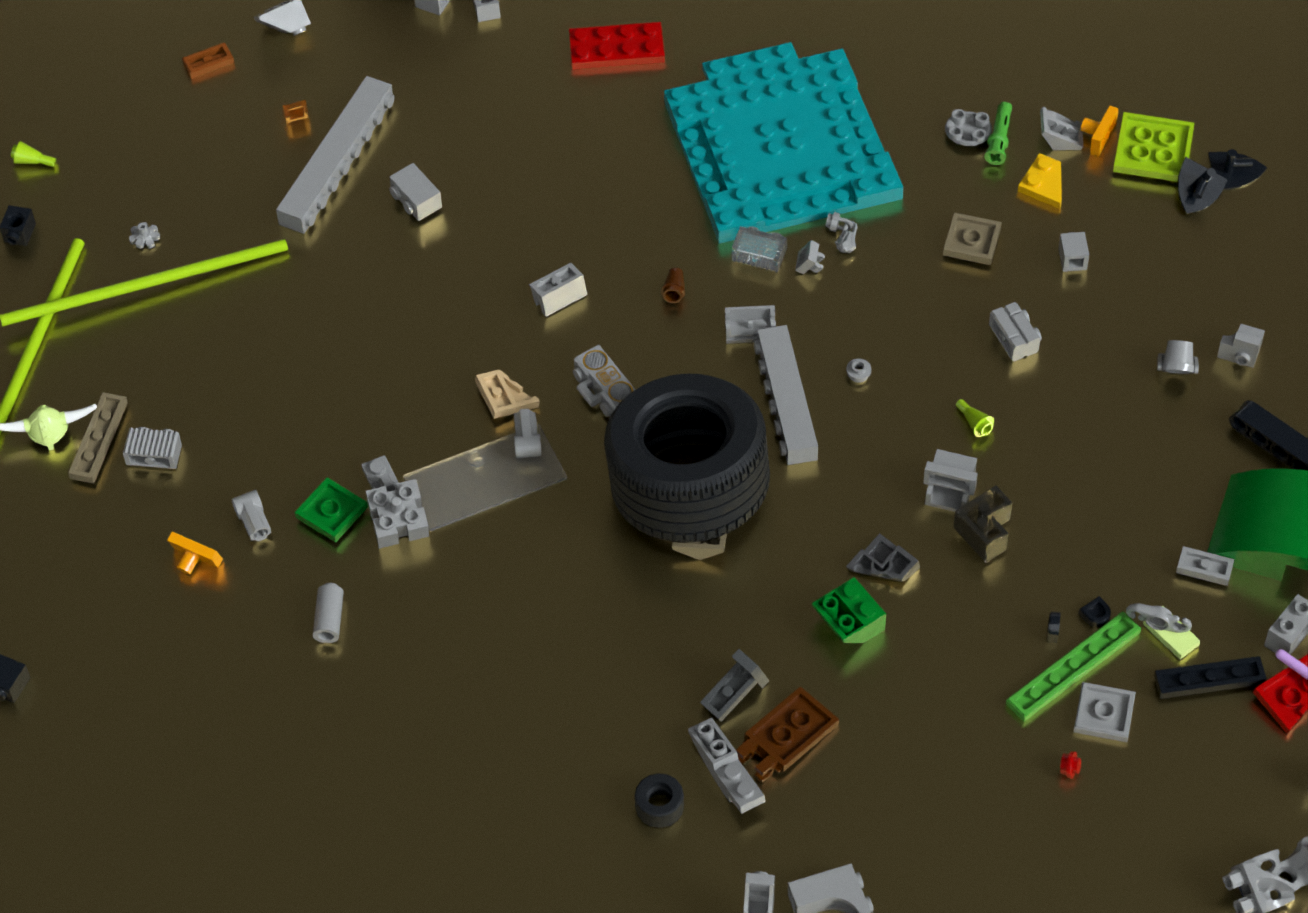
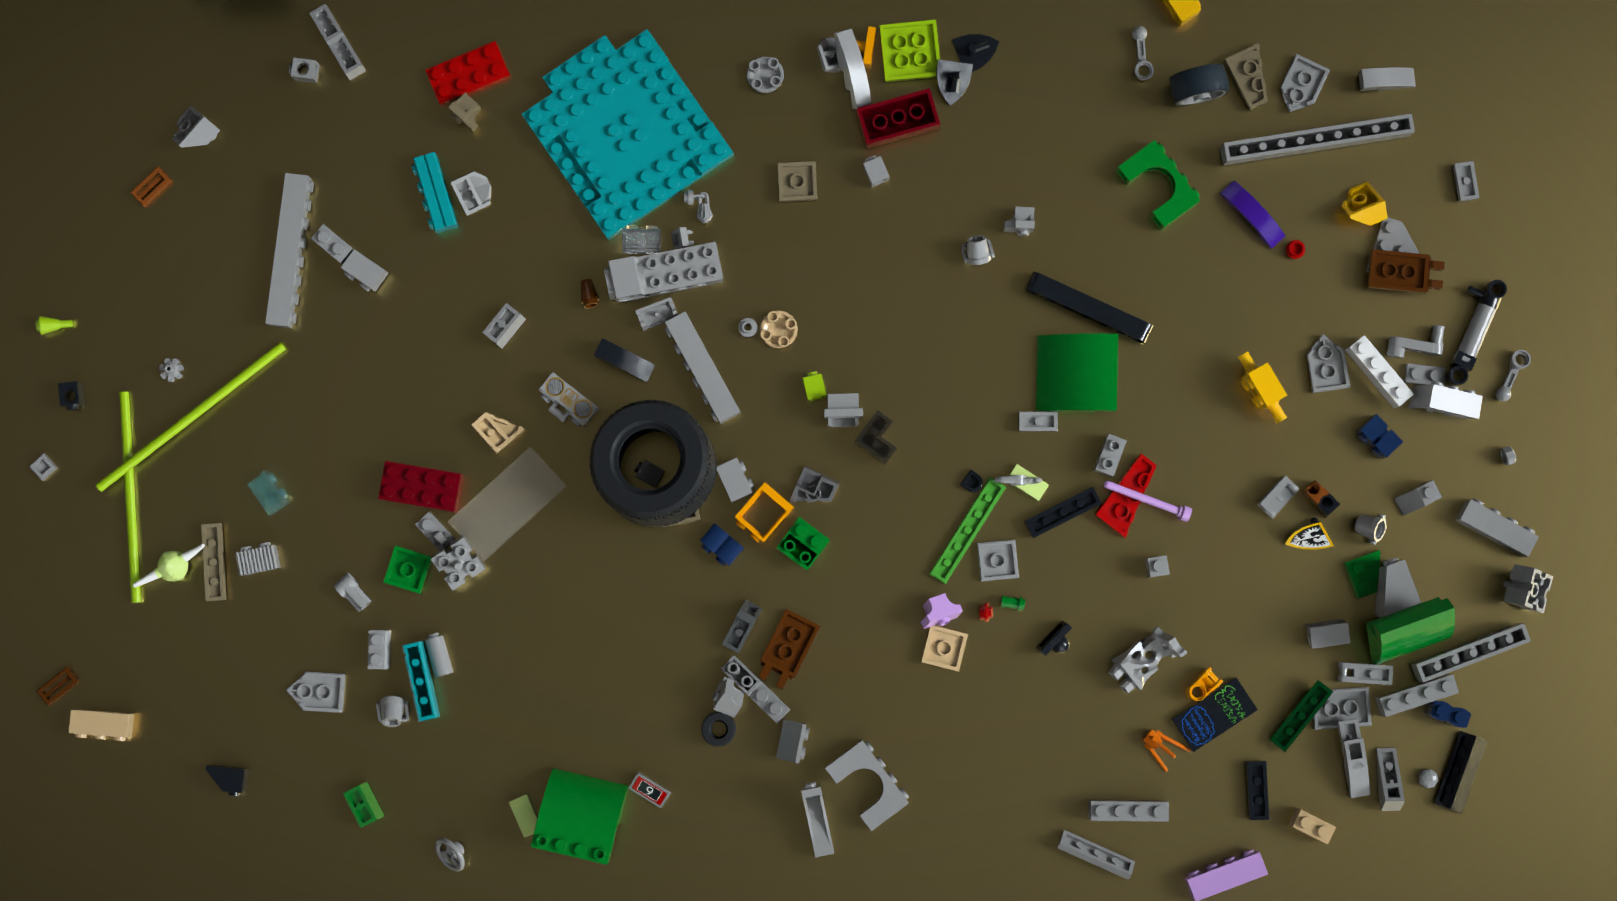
camera: 25 degrees left, 30 degrees up
(156, 753) = (363, 804): none -> green hinge
(160, 614) = (319, 692): none -> light grey tile
(193, 552) = (323, 637): light orange tile -> none
(198, 385) = (268, 492): none -> clear light blue bracket
(241, 653) = (391, 711): none -> light grey piece
(248, 844) = (453, 852): none -> light grey piece
(256, 583) = (379, 649): none -> light grey brick
(293, 631) = (421, 681): none -> teal brick
(295, 111) = (240, 217): clear orange slope -> none
(361, 833) = (524, 814): none -> yellowish green tile
(386, 424) = (421, 486): none -> dark red brick
(387, 155) = (332, 244): none -> light grey brick
(431, 843) = (579, 816): none -> green slope
(526, 440) = (528, 468): light grey piece -> none
(531, 142) = (435, 192): none -> teal brick
(539, 849) = (649, 790): none -> slope
(575, 150) = (472, 191): none -> light grey slope
(599, 74) = (465, 111): none -> dark tan brick
(685, 760) = (727, 698): none -> light grey brick
(686, 354) = (624, 360): none -> black slope
(741, 590) = (721, 544): none -> dark blue brick
(755, 839) = (791, 741): none -> light grey slope
(784, 523) = (734, 479): none -> light grey brick
(792, 284) = (663, 272): none -> light grey brick
(828, 552) = (757, 536): none -> light orange window
(897, 381) = (778, 329): none -> tan dish
(921, 449) = (814, 386): none -> lime brick
(978, 421) = (847, 347): lime cone -> none
(998, 139) = (791, 81): bright green pin -> none
(1000, 792) = (944, 648): none -> tan plate
(1008, 742) = (939, 611): none -> lavender brick
(1015, 331) = (852, 259): light grey brick -> none
(1043, 181) = (835, 107): yellow wing -> none
(1053, 626) = (946, 505): black tile -> none
(1078, 141) = (852, 65): none -> light grey slope
(1111, 765) = (1013, 603): none -> green pin
(1118, 203) = (898, 118): none -> dark red brick
(1158, 825) = (1056, 640): none -> black tile

